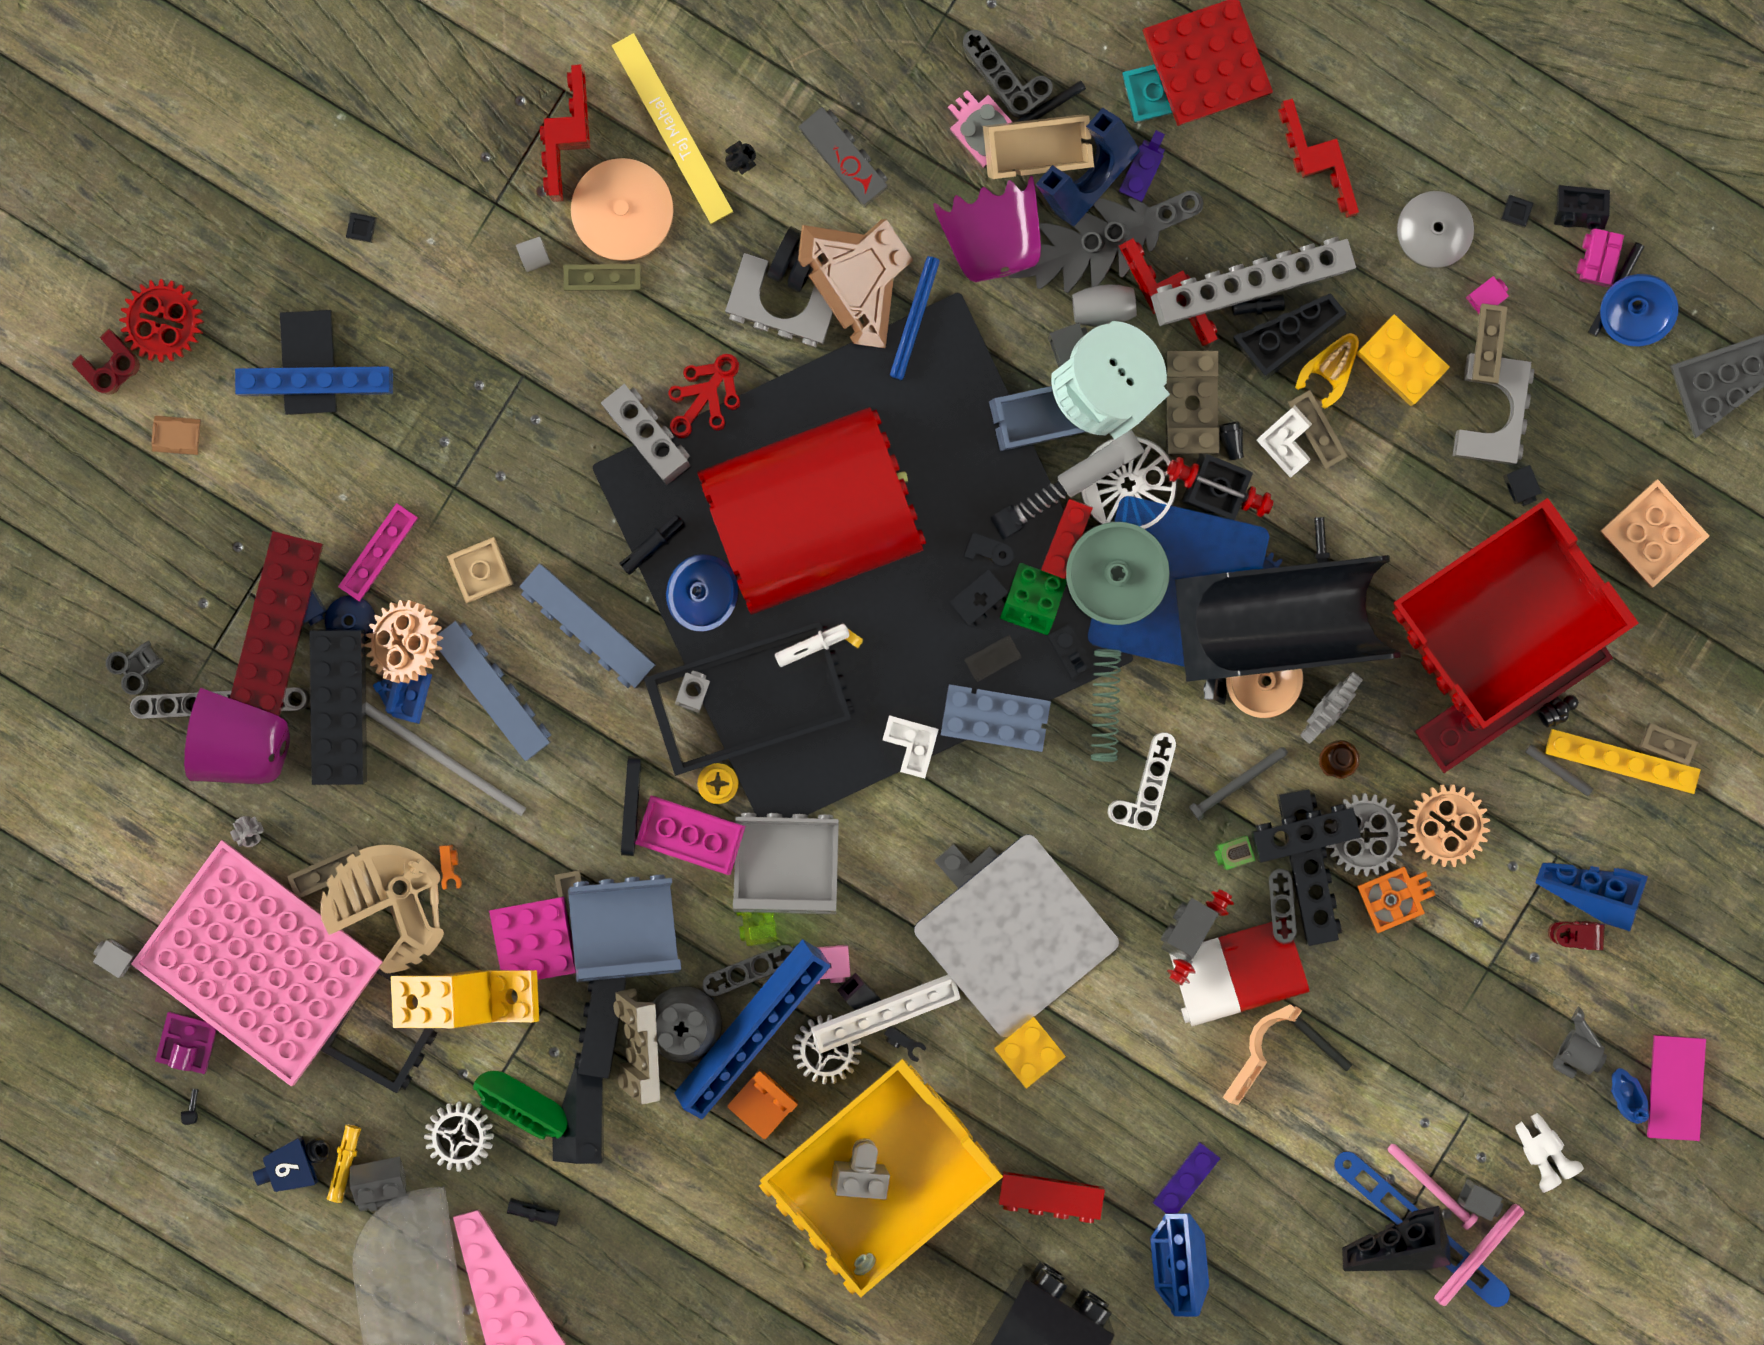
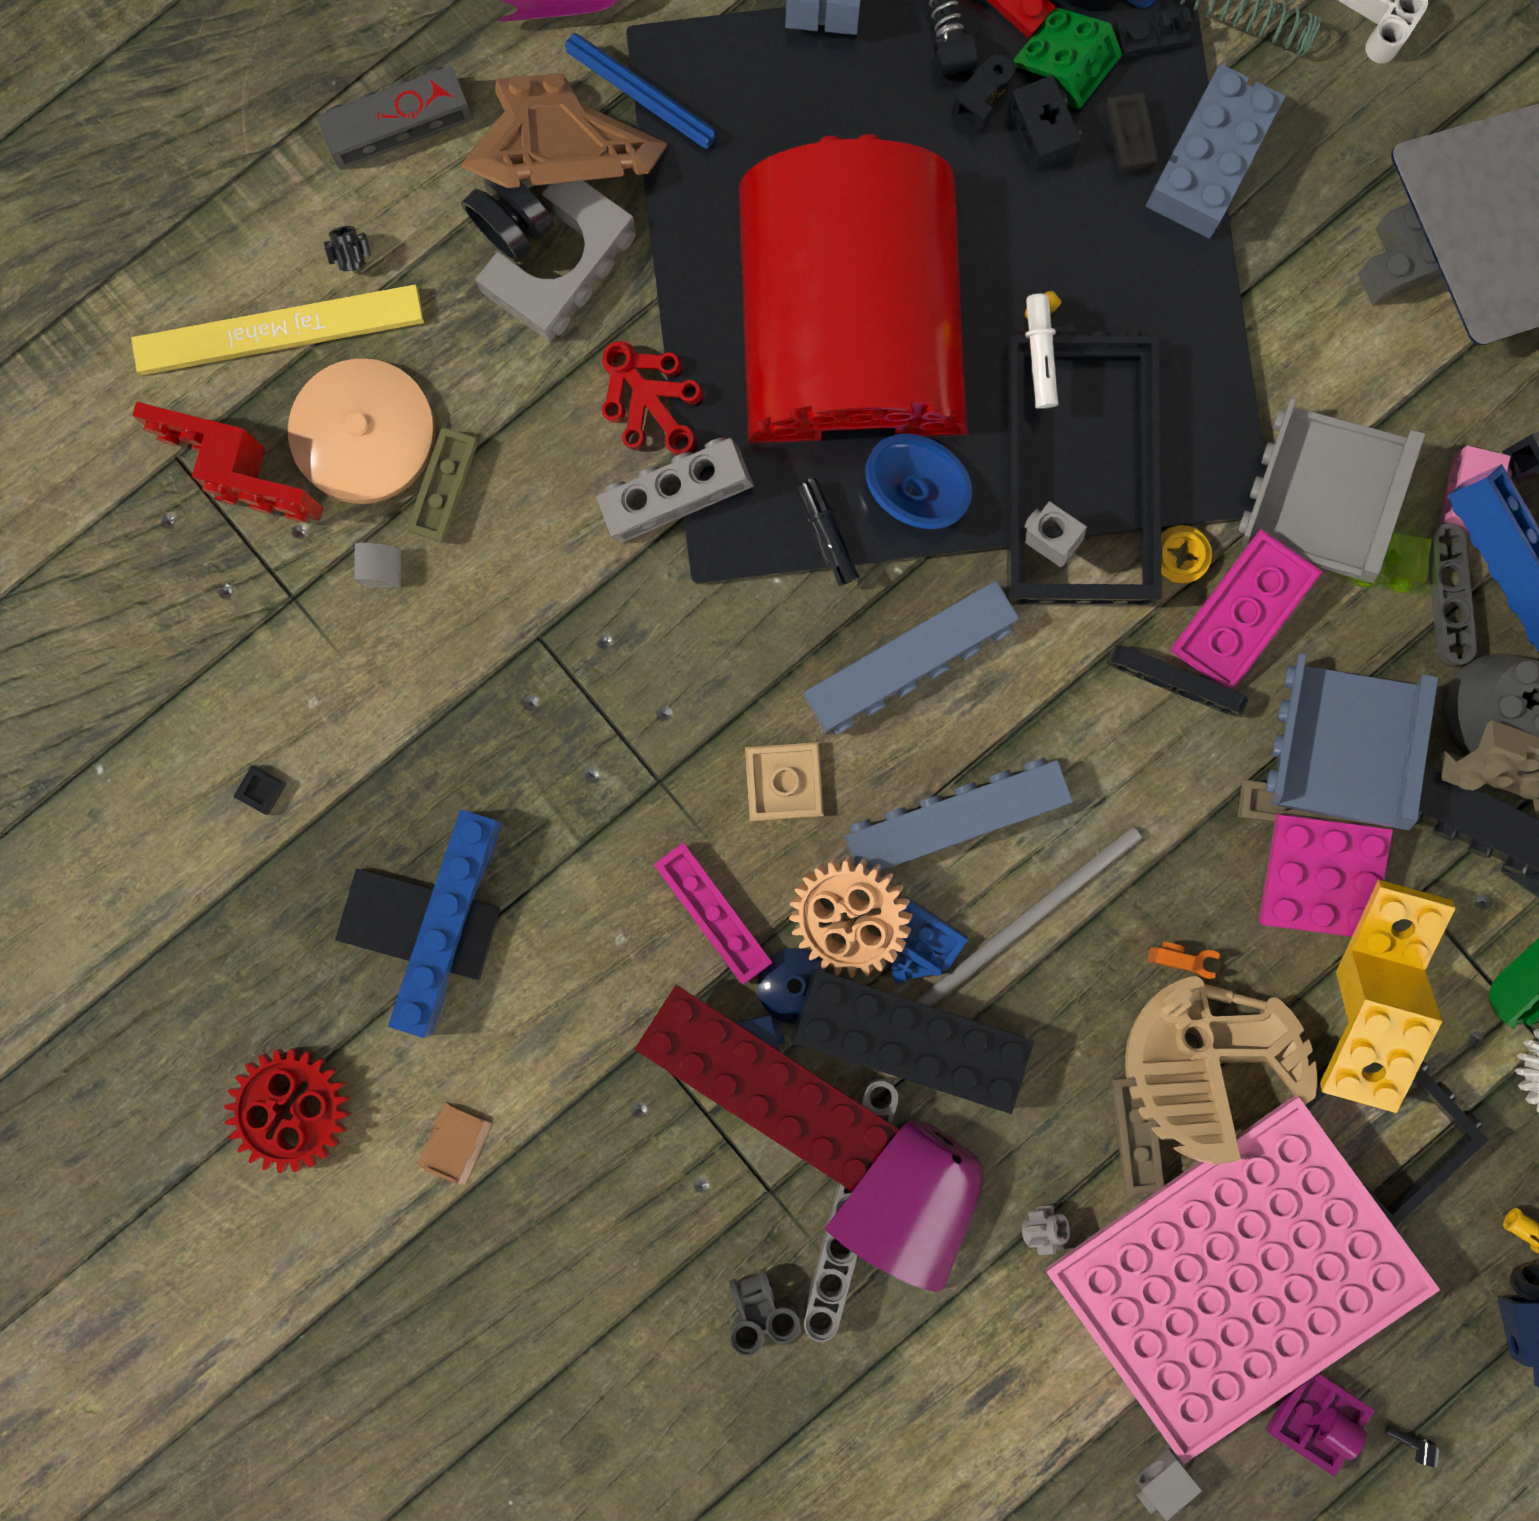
camera: 65 degrees left, 5 degrees down
(118, 377) = (327, 1204): dark red piece -> none
(918, 740) = (1214, 264): white plate -> none

